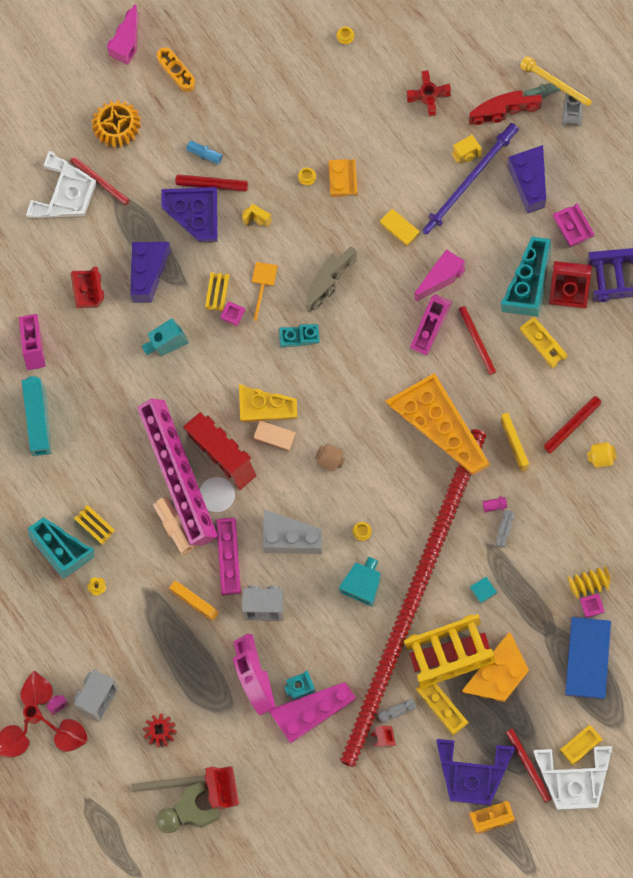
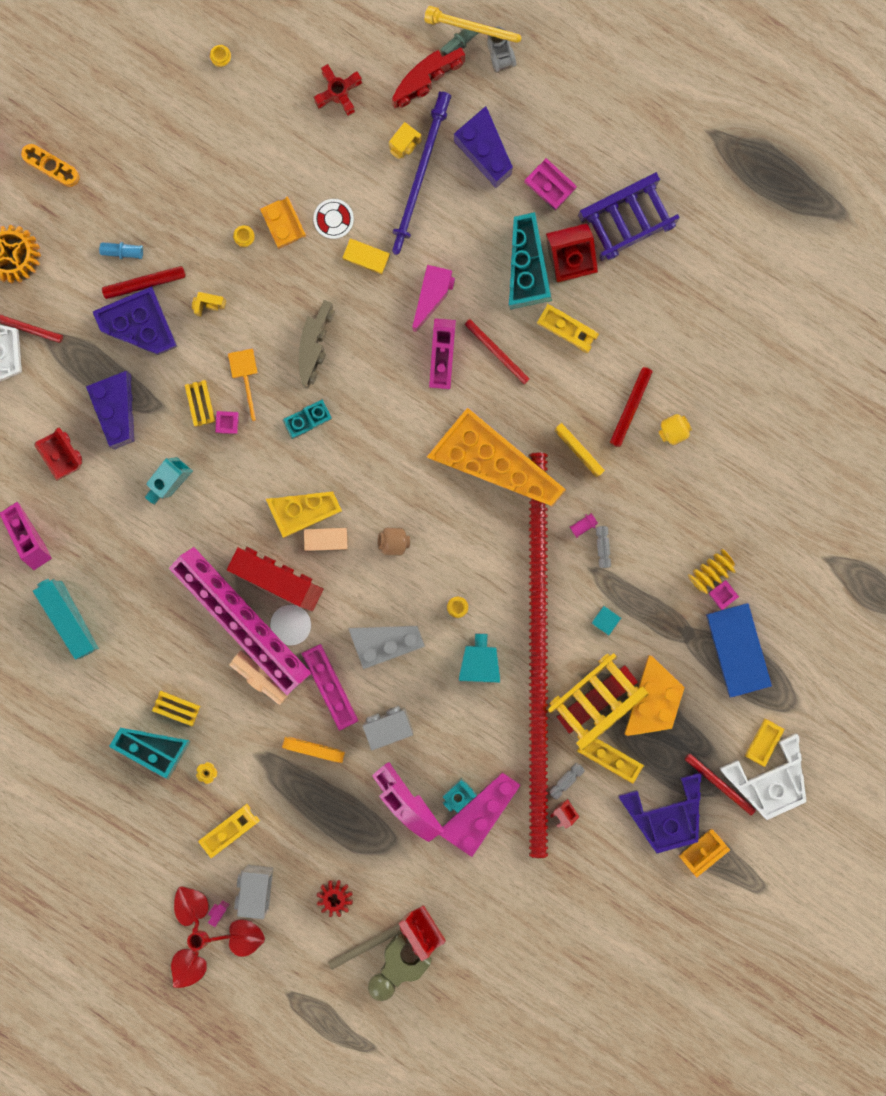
camera: 30 degrees left, 15 degrees up
(94, 640) = (228, 831): none -> yellow plate
(385, 189) = (333, 218): none -> sticker

